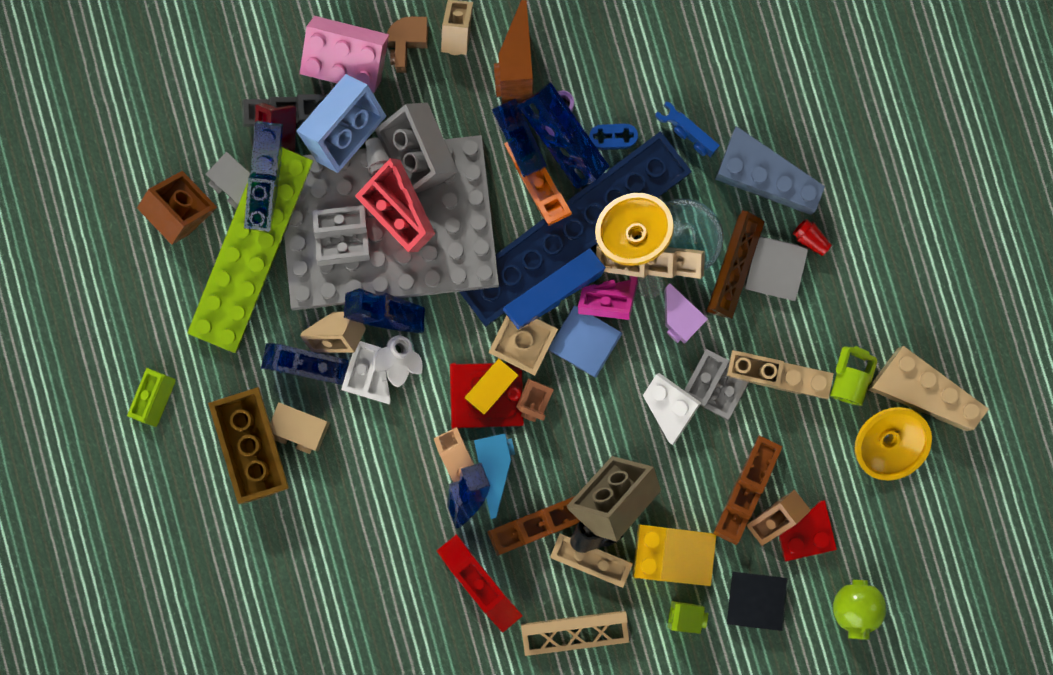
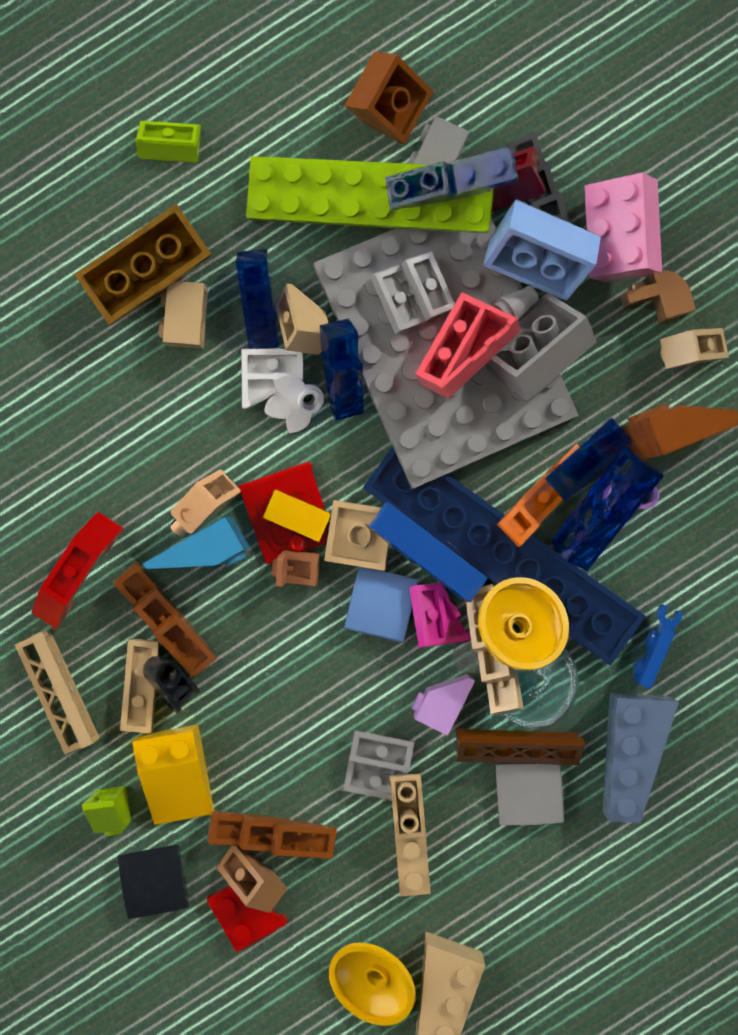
camera: 75 degrees right, 5 degrees up
(467, 494) = (165, 528): clear blue slope -> none
(614, 130) = (629, 561): blue beam -> none
(615, 497) = (214, 693): dark tan slope -> none
(670, 406) = (337, 721): white wing -> none
(812, 237) = (577, 822): red cone -> none
(849, 383) = (424, 915): lime piece -> none
(859, 609) = (177, 999): lime brick -> none

